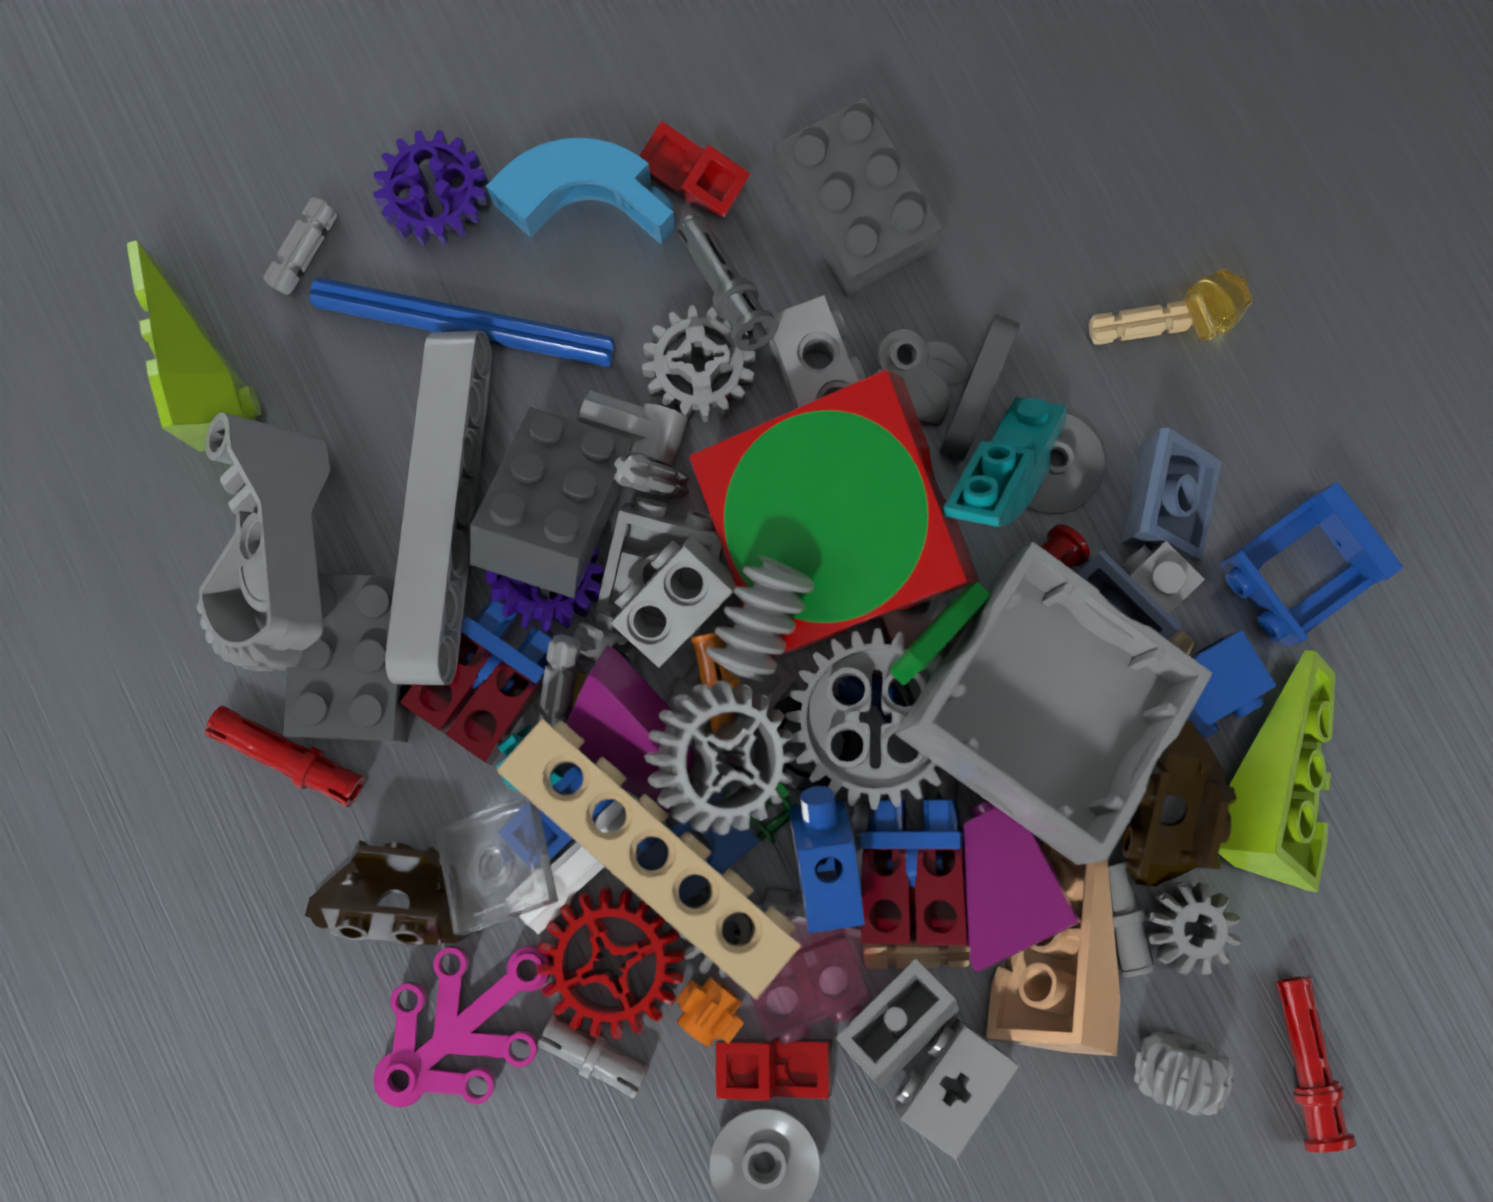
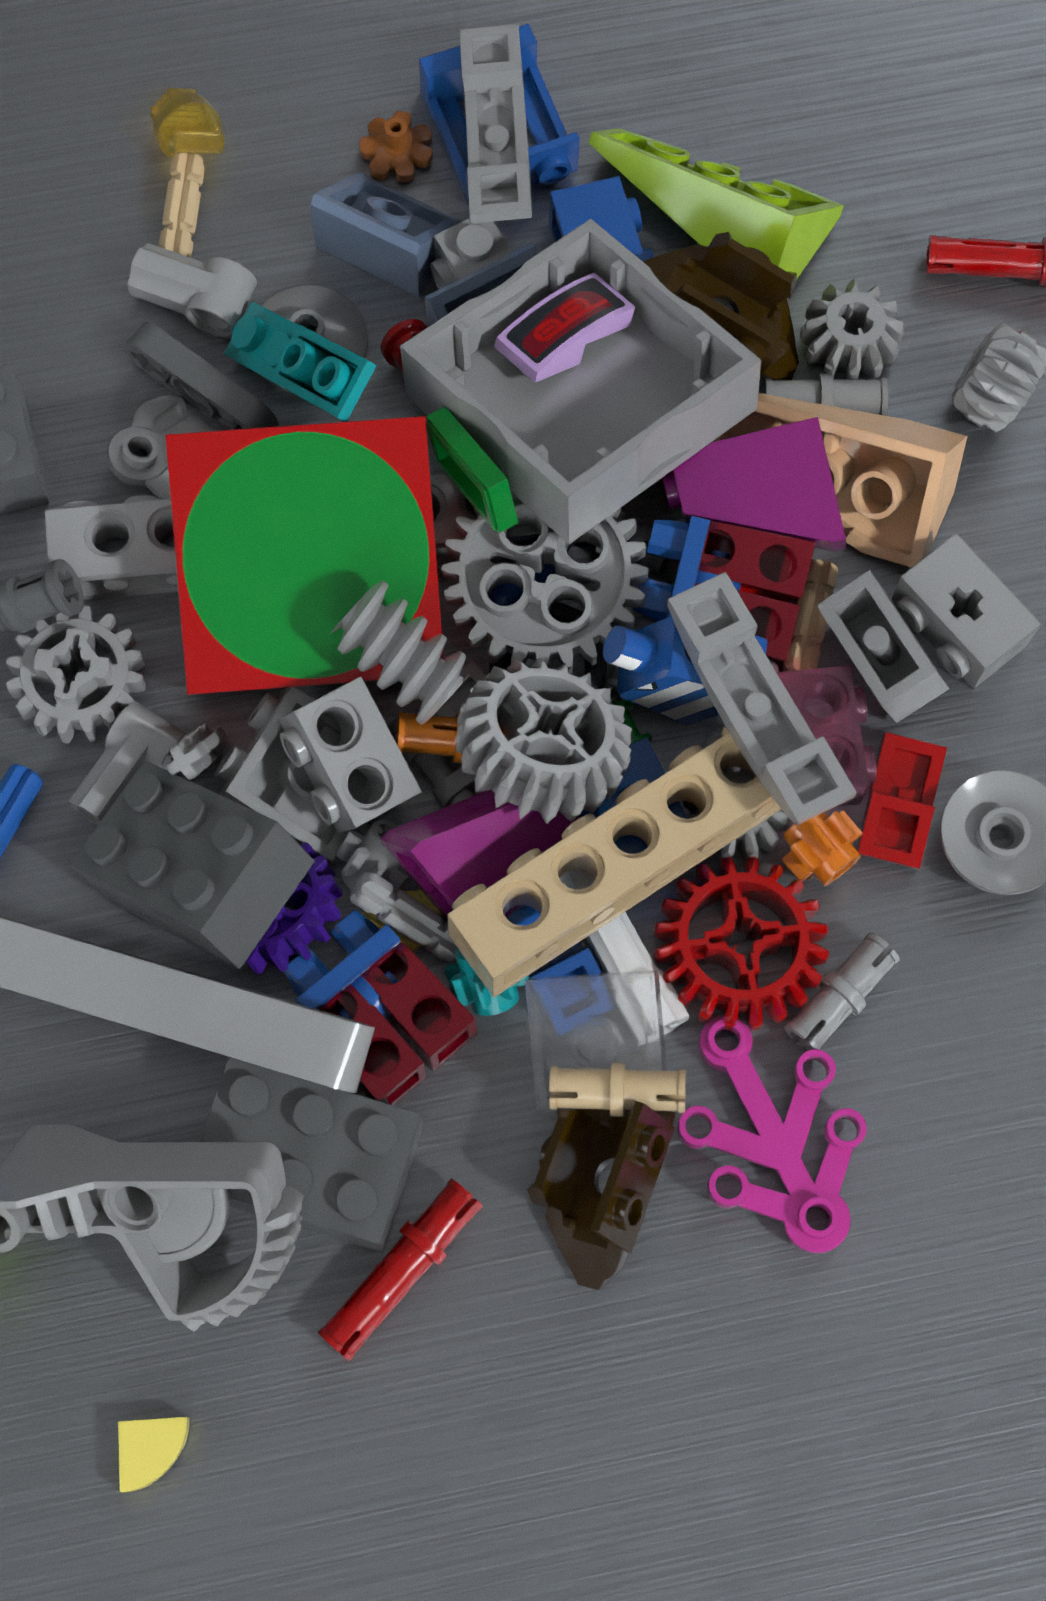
camera: 75 degrees left, 10 degrees down
(110, 603) = (149, 1450): none -> light yellow tile
(450, 893) = (617, 1089): none -> tan pin
(788, 934) = (754, 702): none -> light grey slope
(1065, 366) = (207, 293): none -> light grey piece
(1102, 673) = (557, 328): none -> slope
(1255, 485) = (396, 147): none -> dark orange plant
(1285, 566) = (495, 124): none -> light grey slope

